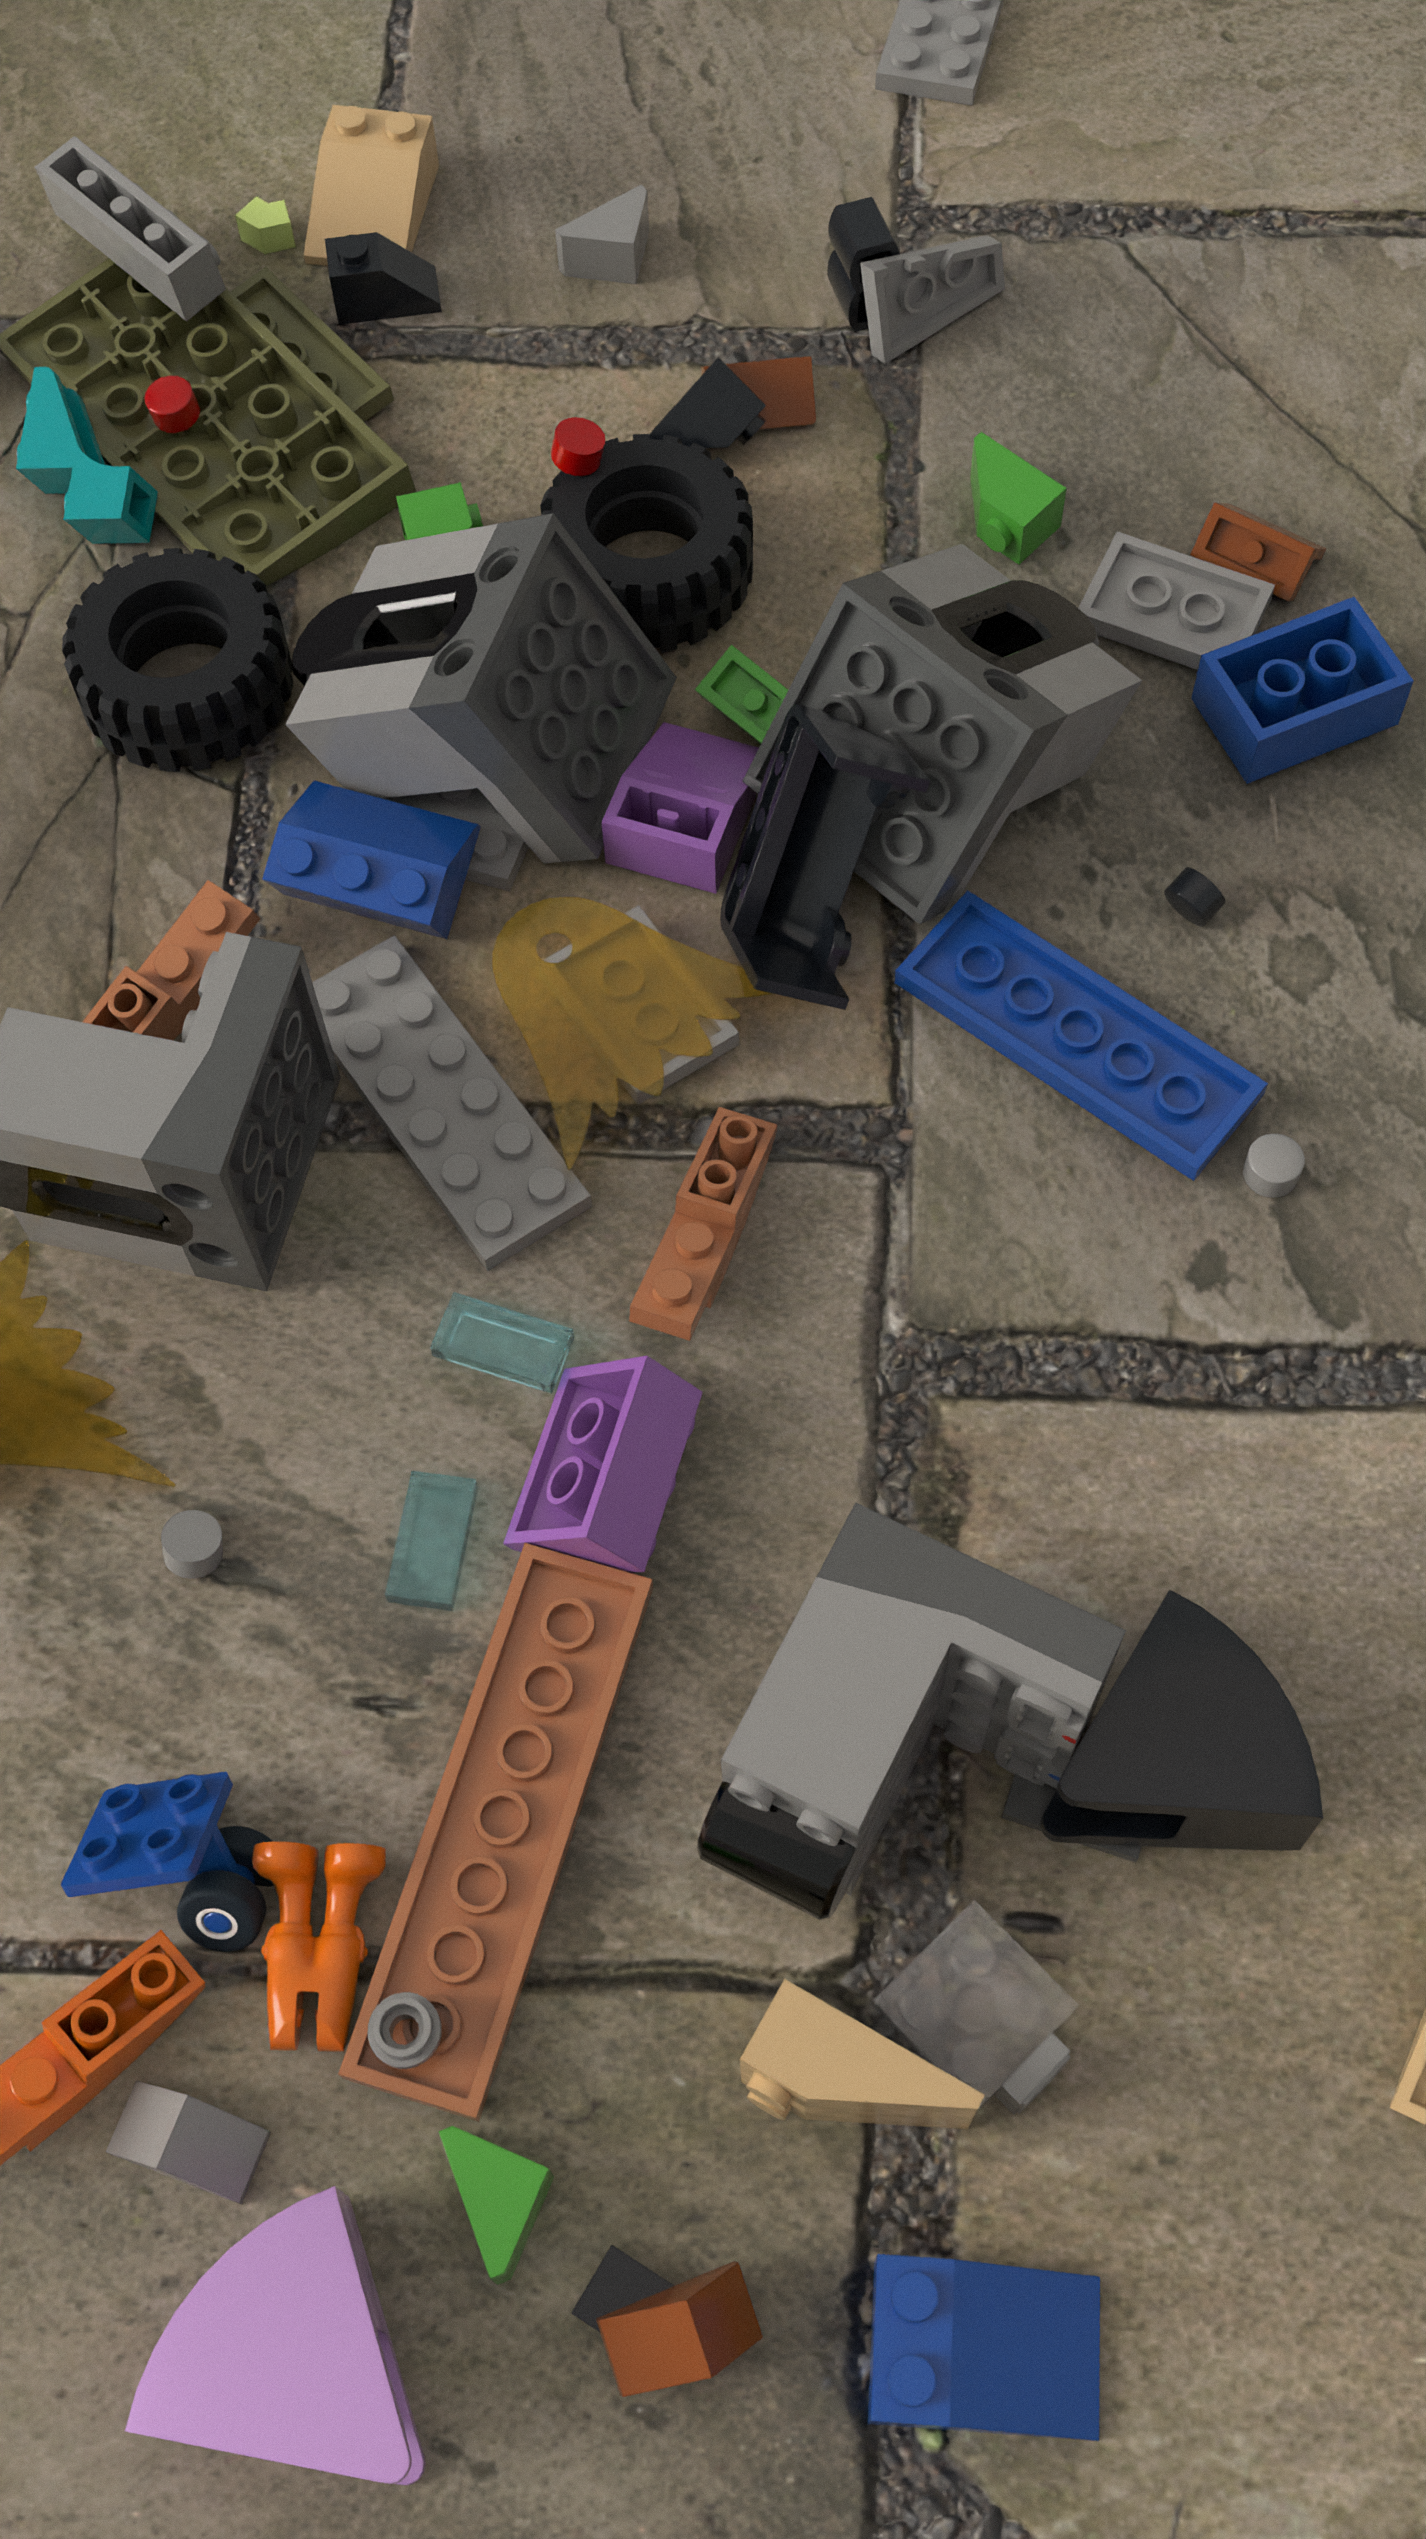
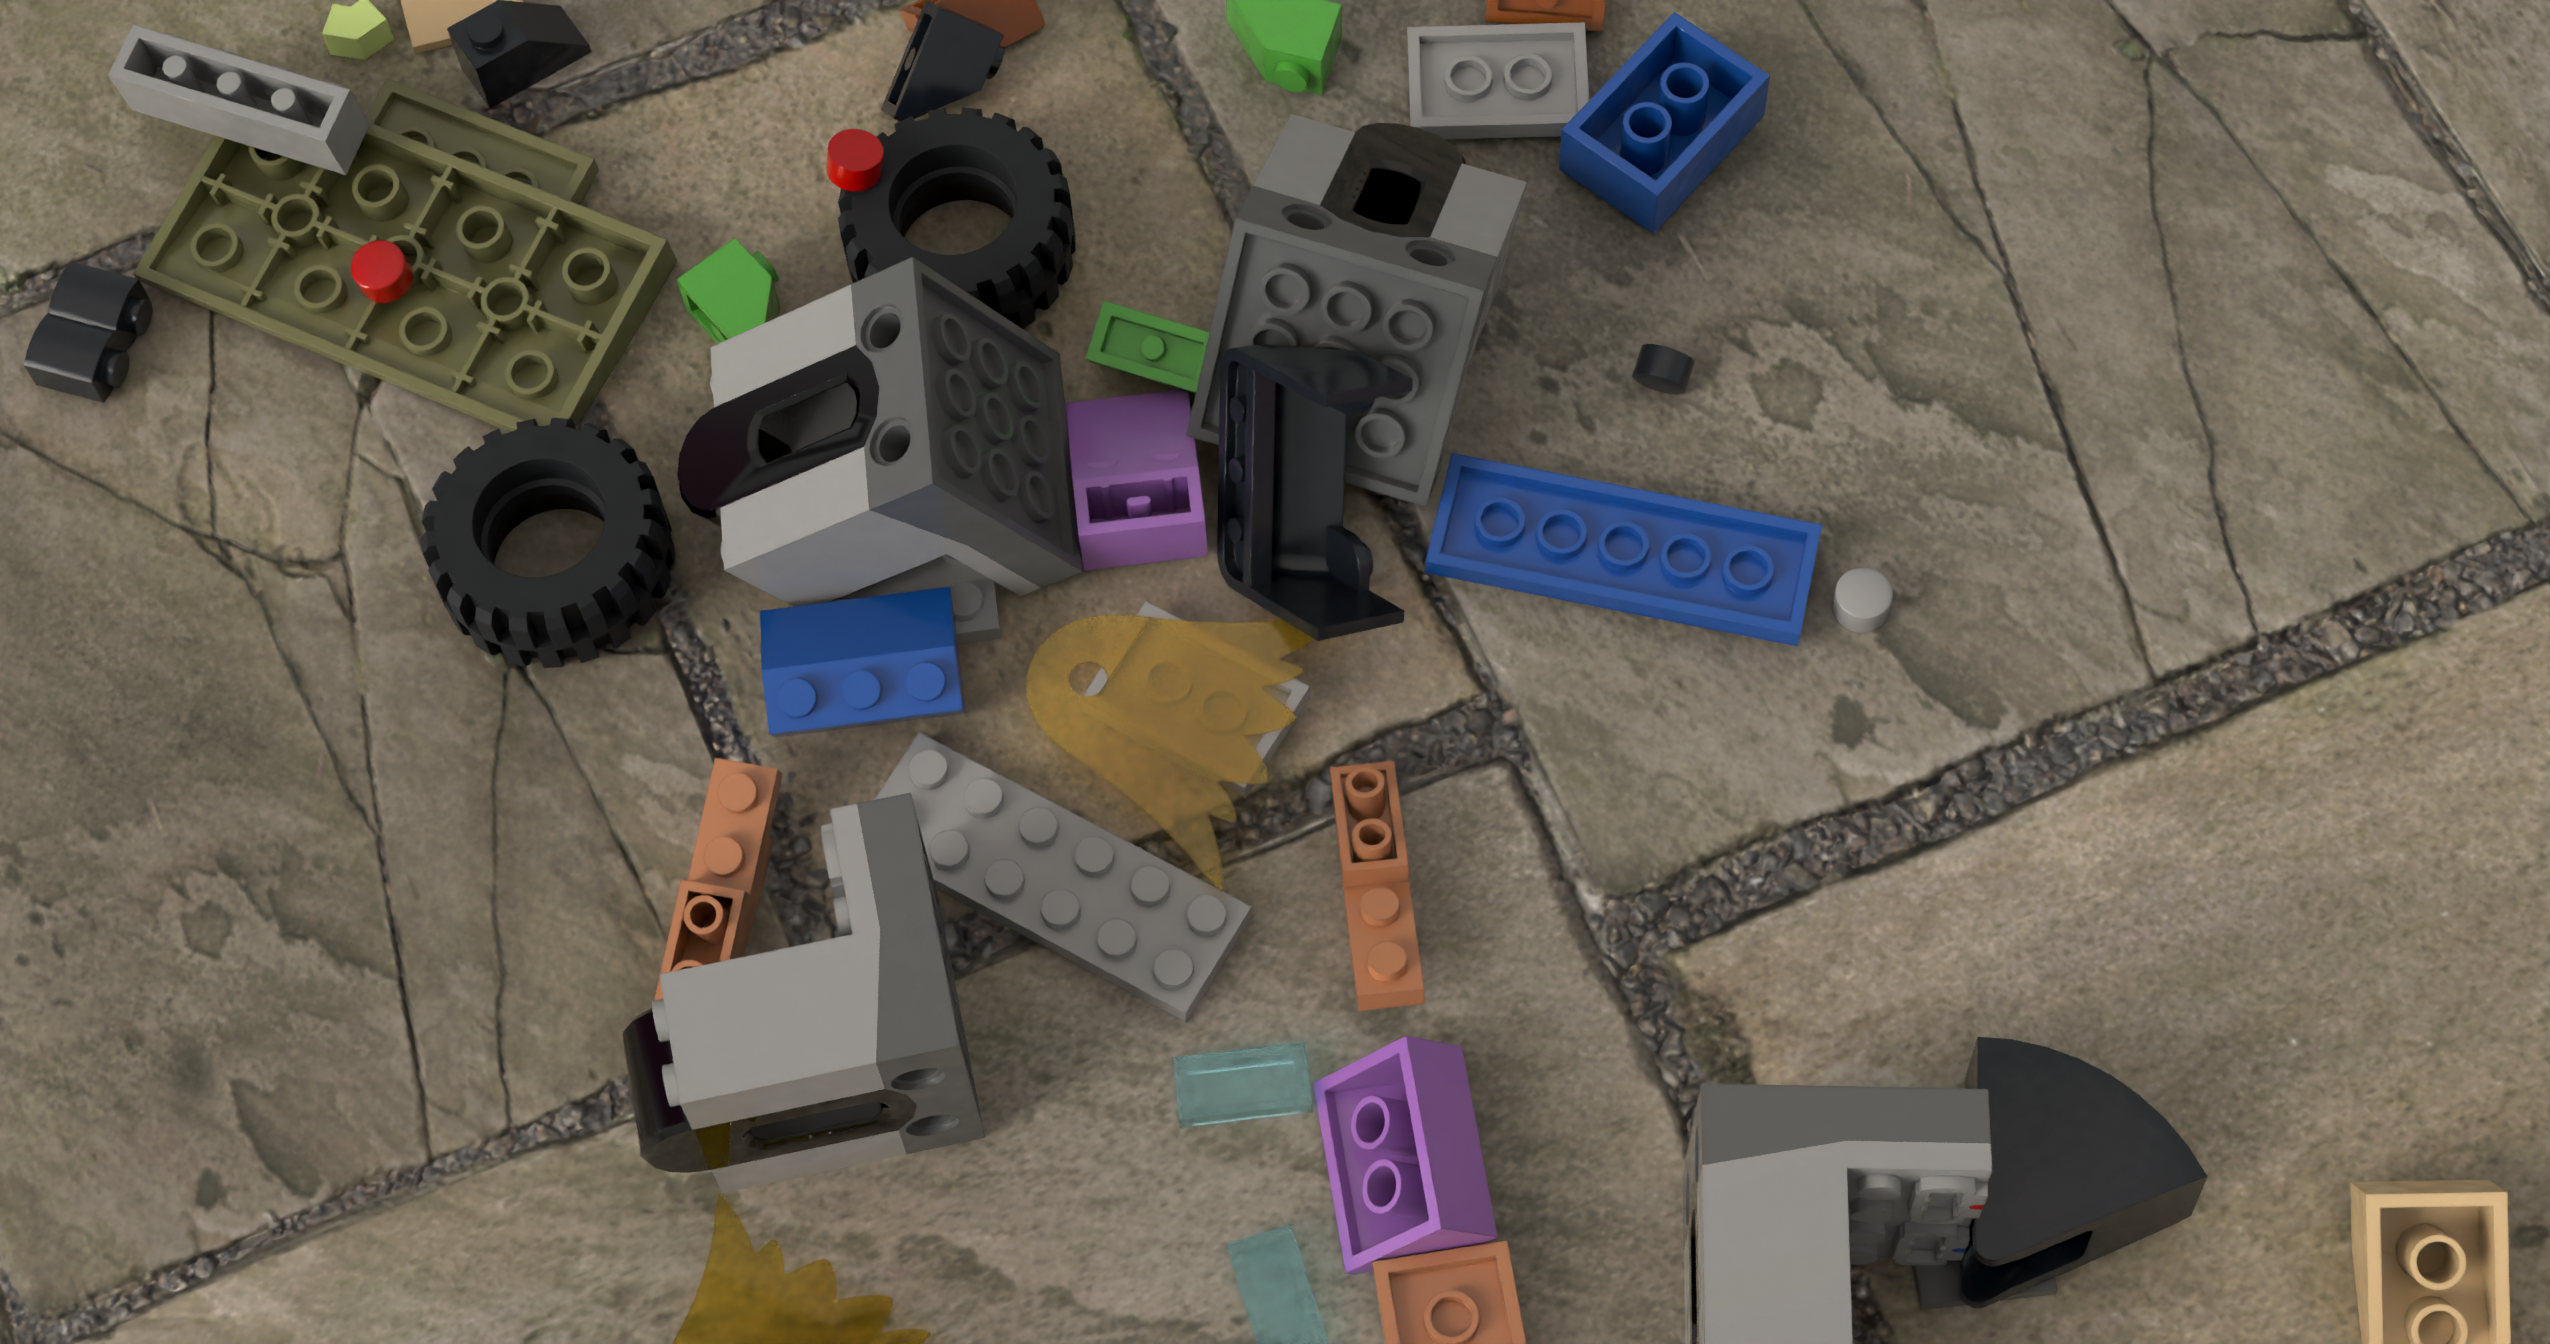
camera: 25 degrees left, 0 degrees up
(64, 458) = (293, 373): teal arch -> none

